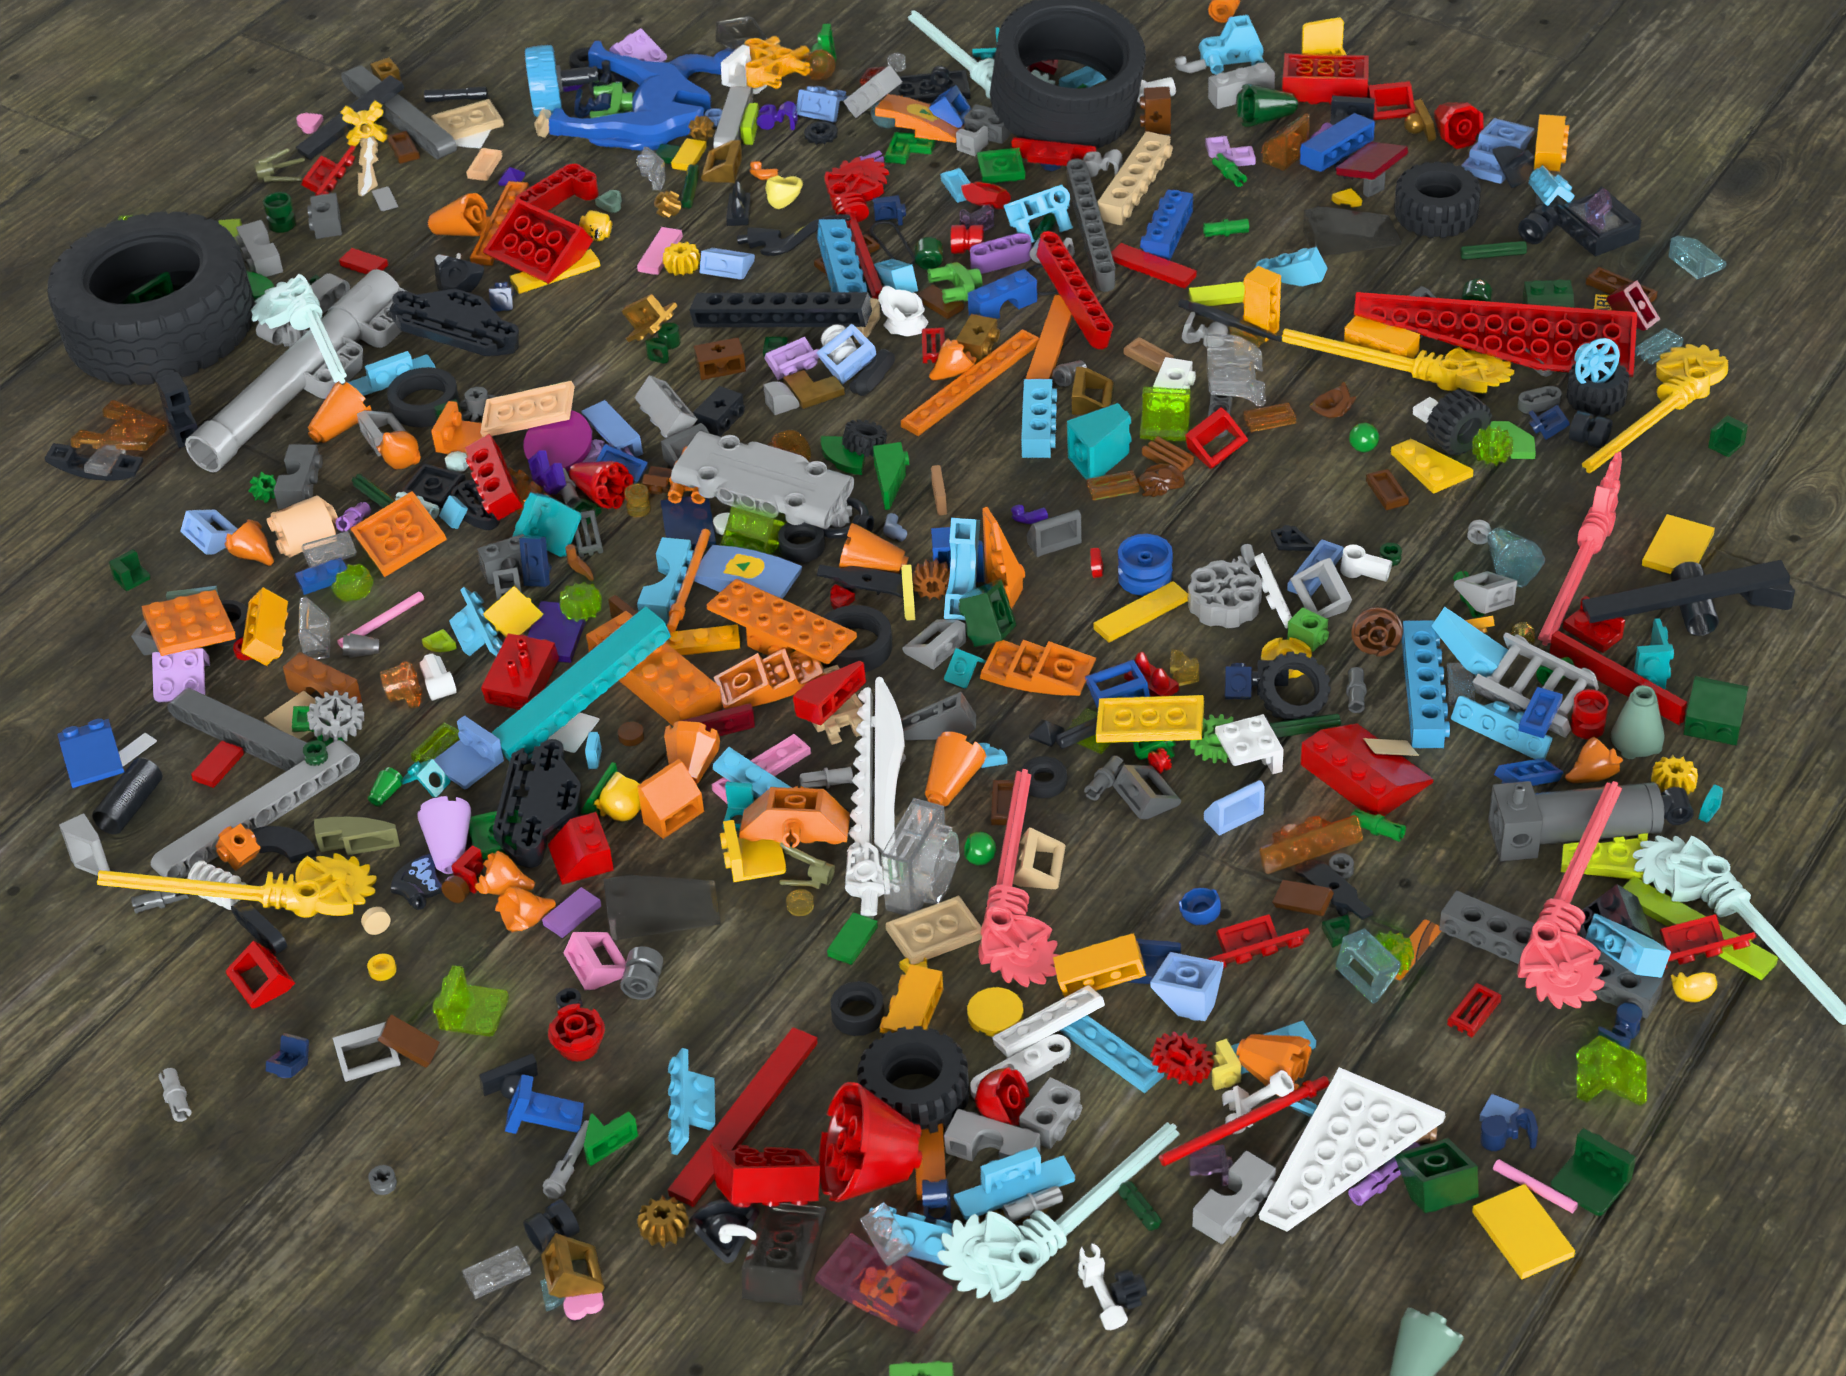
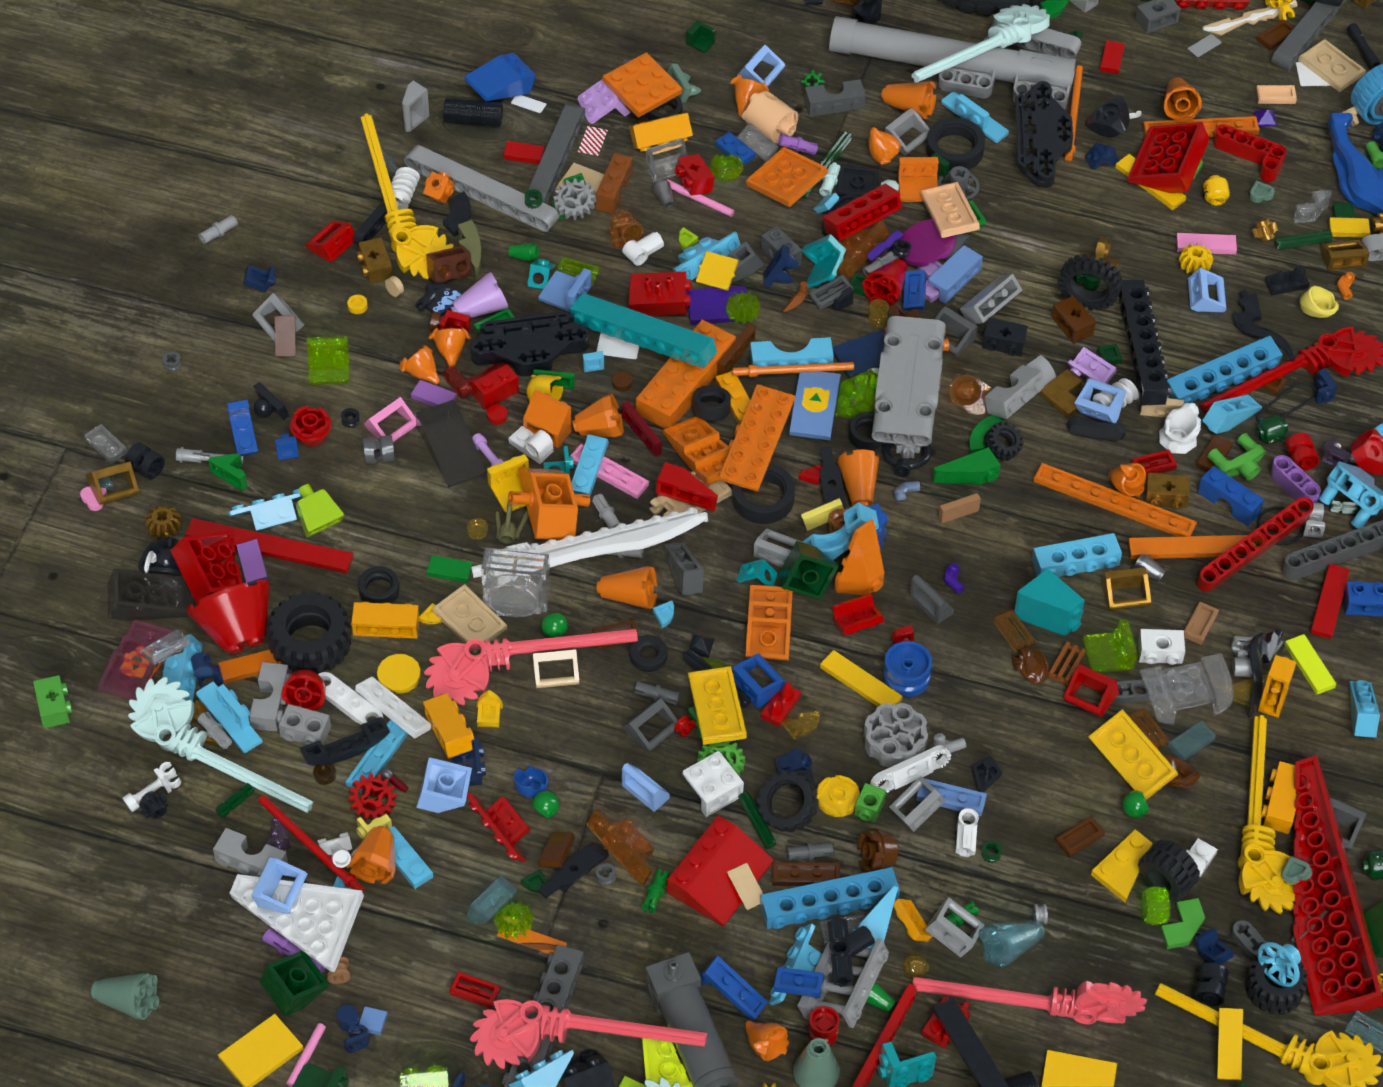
camera: 70 degrees right, 10 degrees up
(234, 698) = (592, 140): none -> sticker
(323, 932) = (375, 260): none -> pearl gold brick
(351, 609) = (694, 174): none -> red brick
(374, 854) = (448, 260): none -> copper brick
(560, 457) = (901, 248): none -> black bush
(564, 882) = (457, 382): none -> clear red beam
(591, 1069) = (286, 447): none -> blue tile
(602, 524) = (844, 300): none -> black tile
(629, 856) = (497, 414): none -> red tile
(676, 319) = (1094, 267): none -> black tyre
(697, 827) = (536, 446): none -> white plate
(705, 645) = (711, 412): none -> black tyre
(712, 866) = (481, 444): none -> lavender bar
(718, 1048) = (317, 510): none -> lime torso
(768, 1132) = (252, 561): none -> medium lavender tile
(805, 414) = (1006, 401): none -> light grey arch
(1056, 594) = (856, 614): none -> red bracket
(1078, 933) = (488, 709): none -> yellow tile
(1091, 1071) = (348, 747): none -> black slope
(1122, 1109) = (324, 774): none -> dark brown tile
(1145, 1043) = (387, 772): none -> piece
(1235, 897) = (546, 803): none -> green piece
(1291, 389) = (1192, 740): none -> clear light blue tile
(1300, 1168) = (269, 881): none -> light blue tile
(1301, 428) = (1133, 754): none -> yellow tile
(1382, 701) = (803, 873): none -> reddish brown tile
(1476, 343) = (1296, 870): none -> sand green tile
(1508, 667) = (849, 943): none -> black piece
(1663, 429) = (1230, 1044): none -> yellow tile

